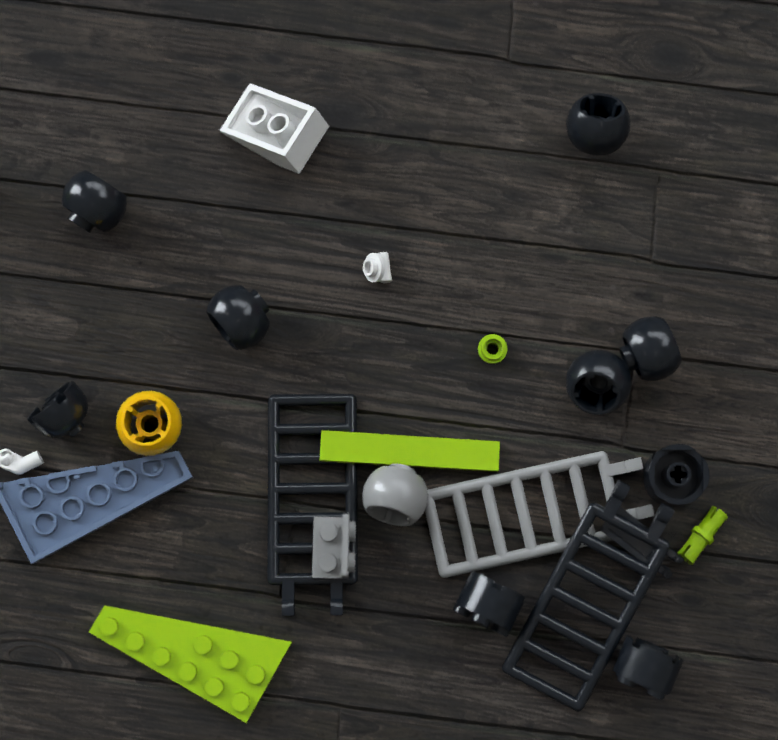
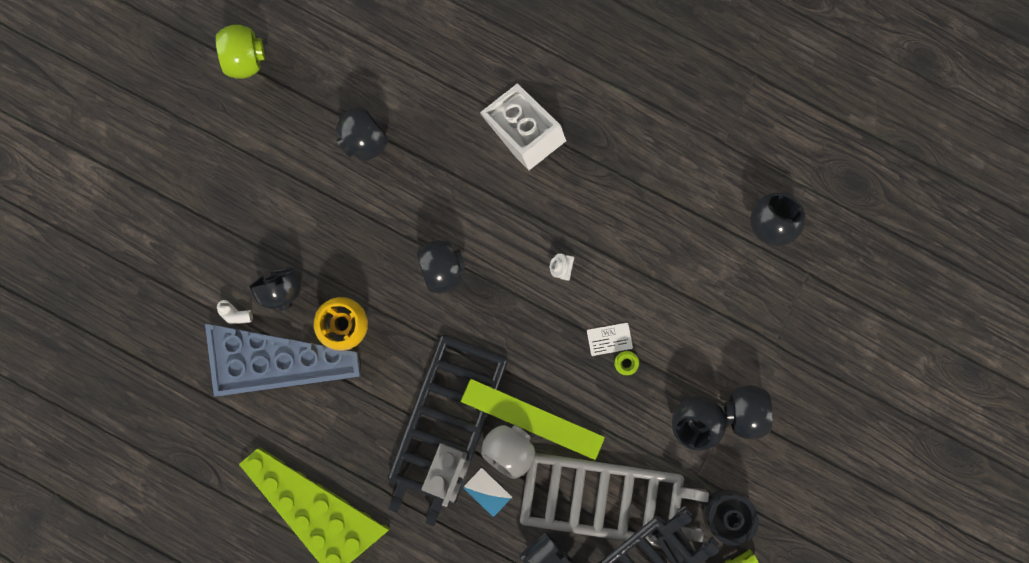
camera: 25 degrees right, 5 degrees up
(389, 556) = (487, 492): none -> sticker
(463, 330) = (609, 339): none -> white sticker

